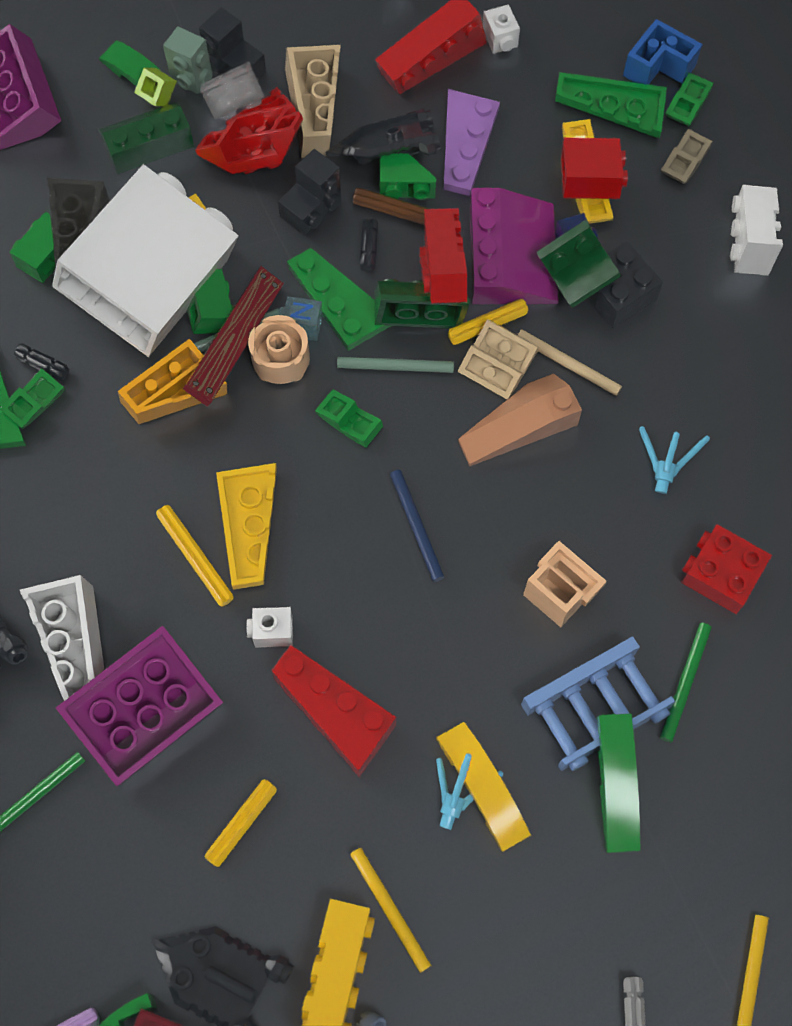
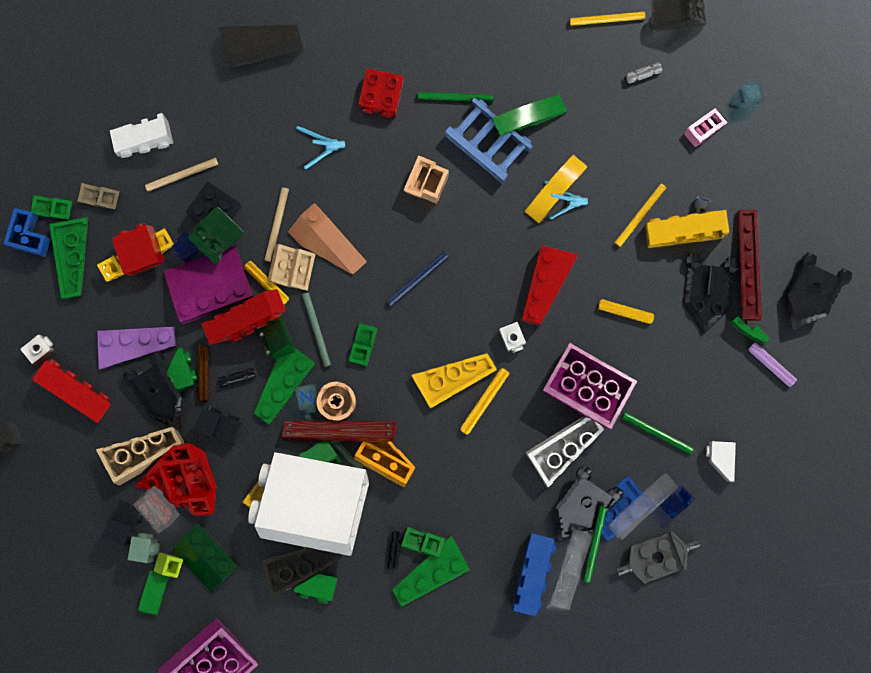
camera: 110 degrees left, 15 degrees up
(684, 267) = (182, 174): none -> tan bar

